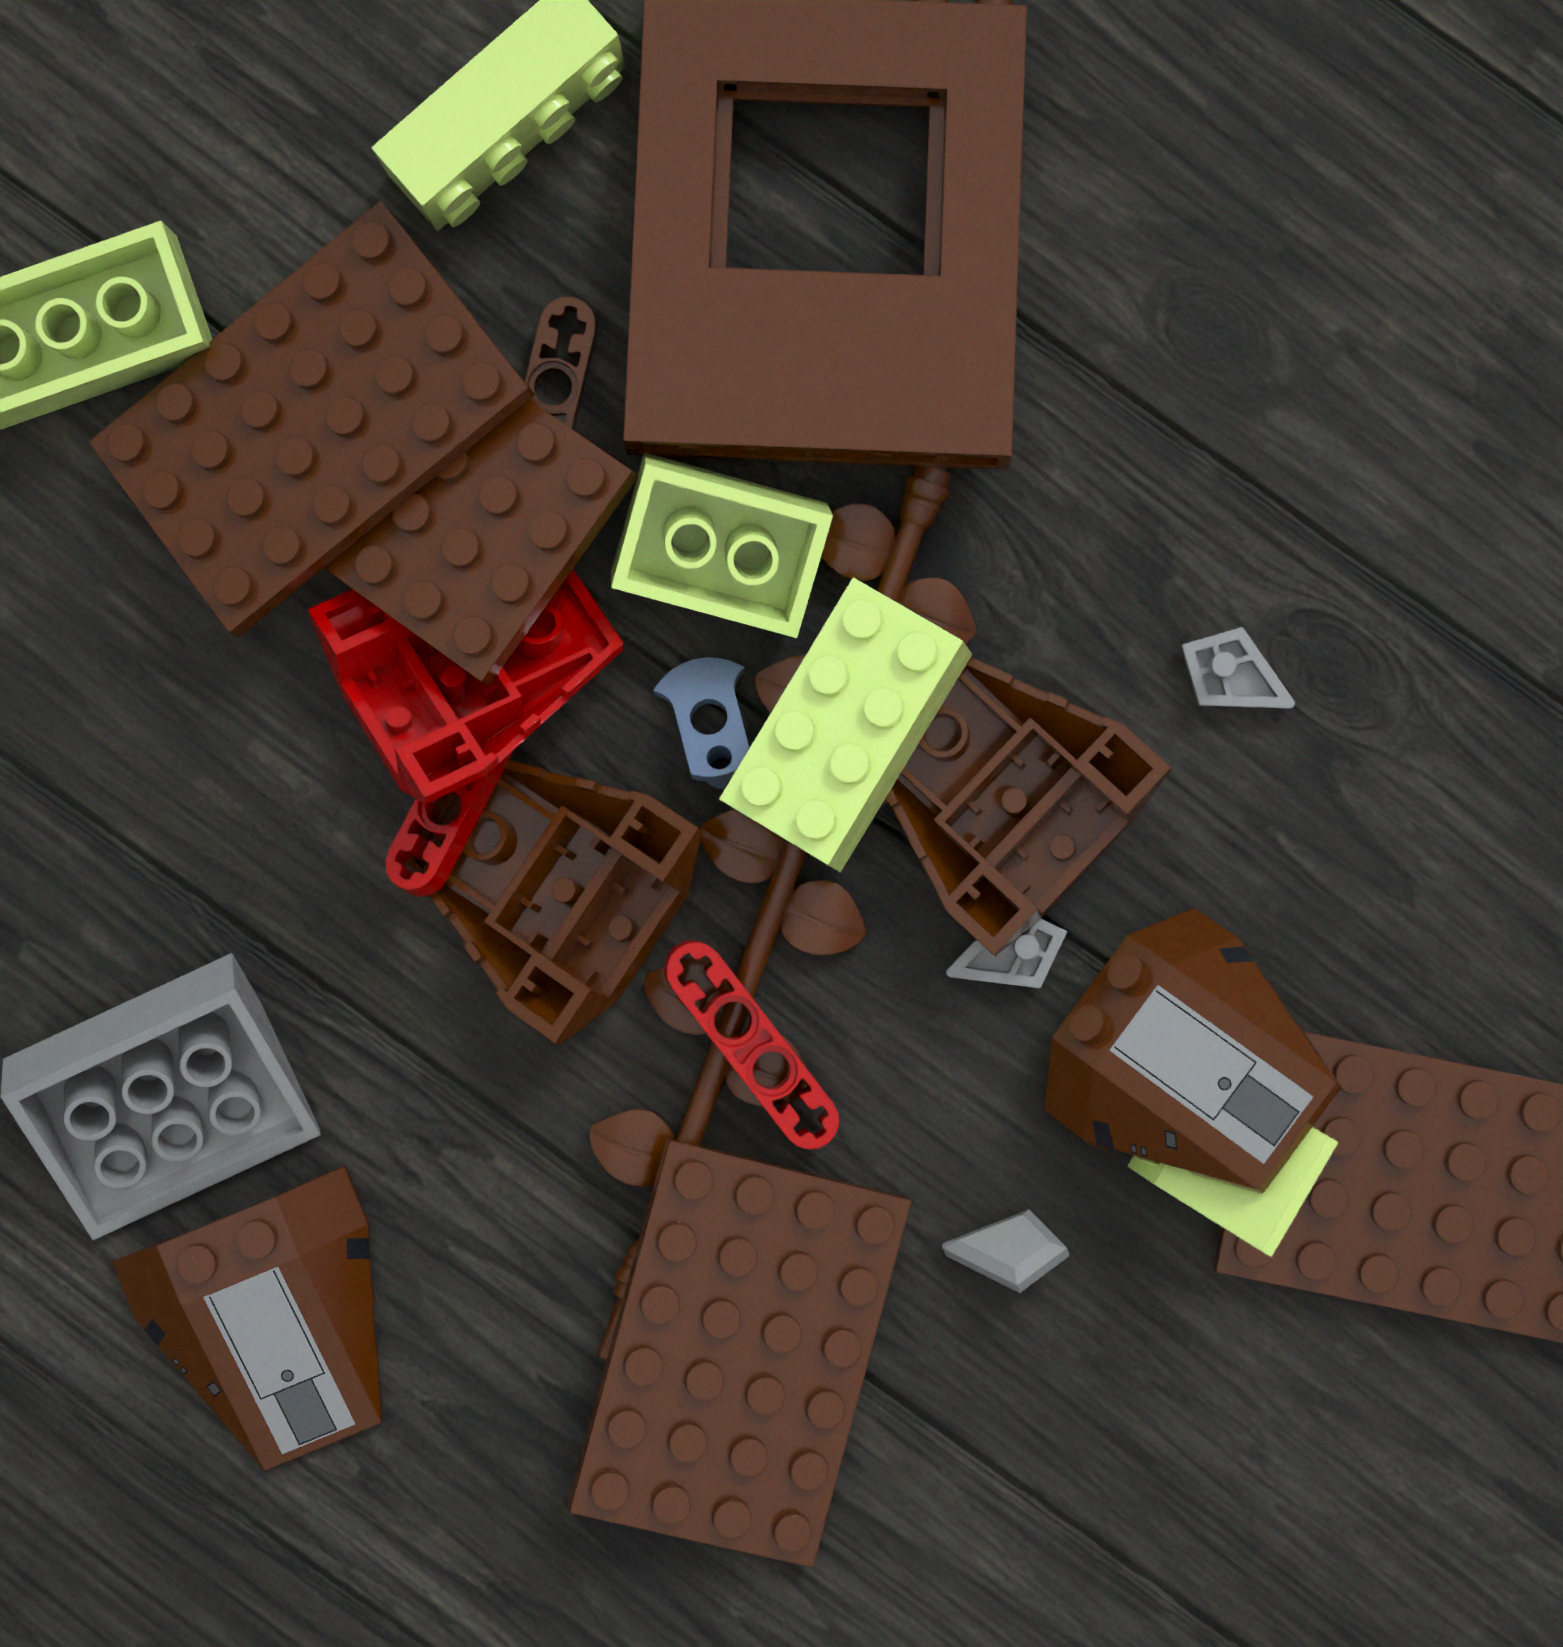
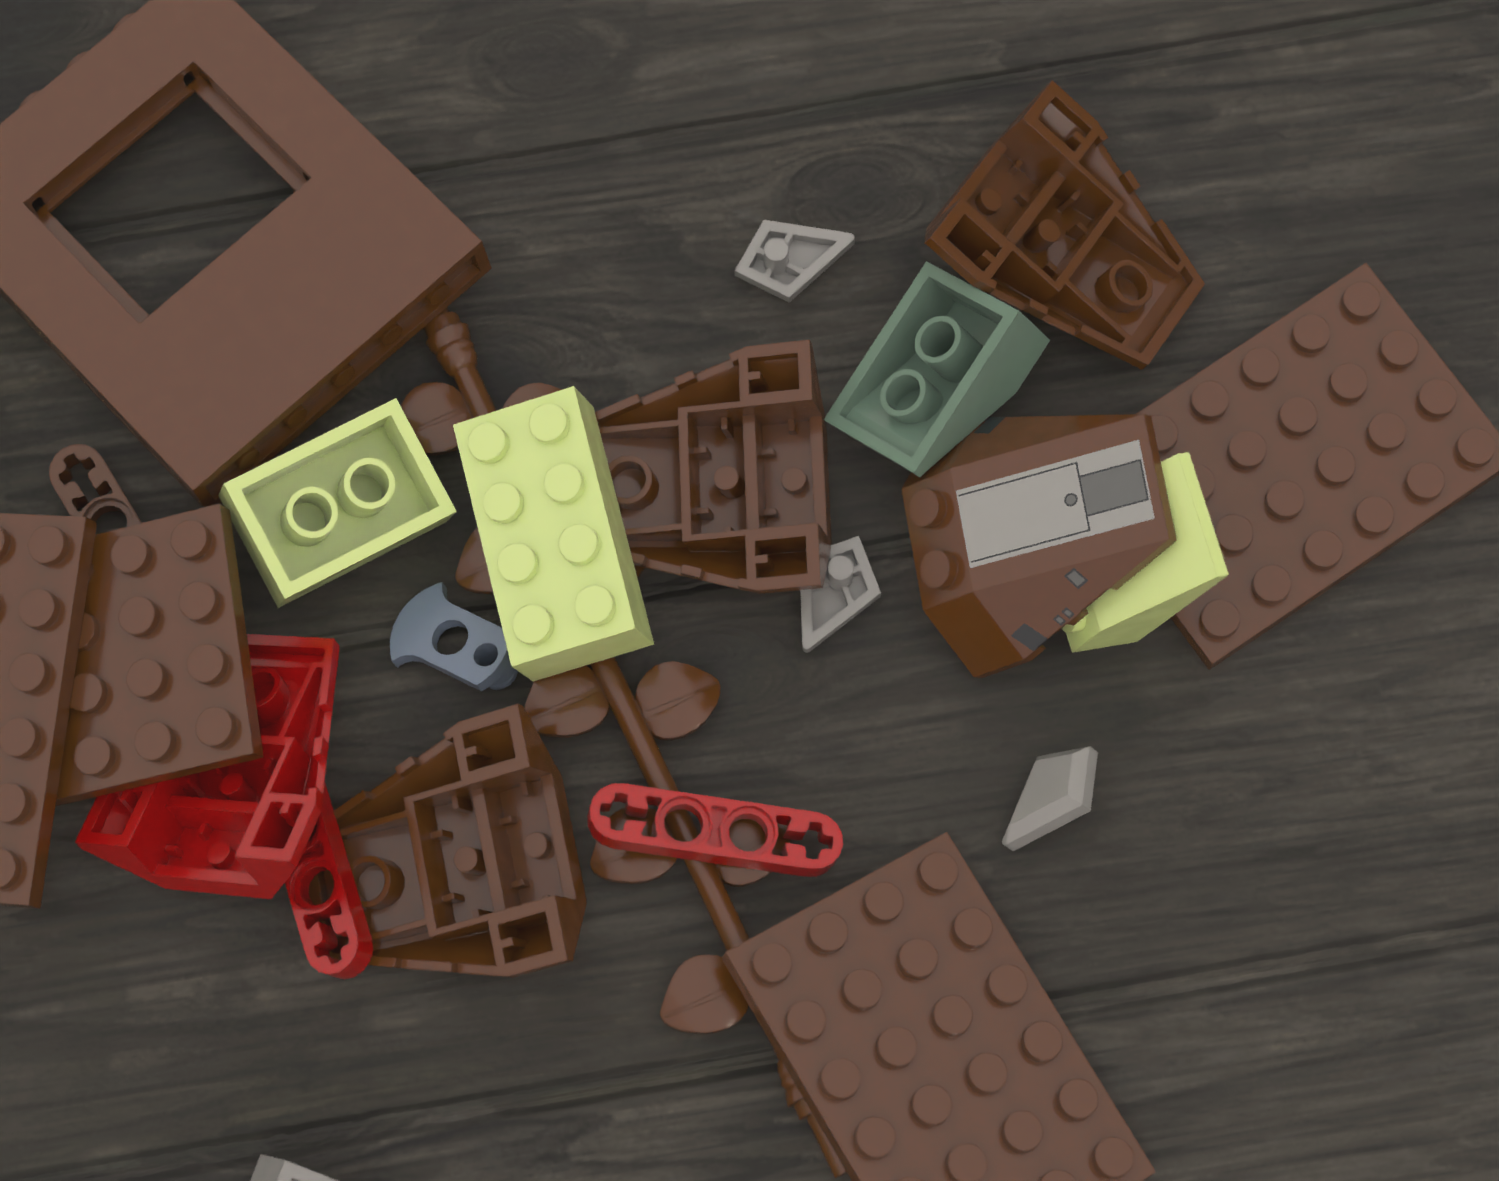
camera: 40 degrees left, 15 degrees down
(1238, 875) = (936, 371): none -> sand green slope
(1440, 862) = (1065, 234): none -> reddish brown wedge

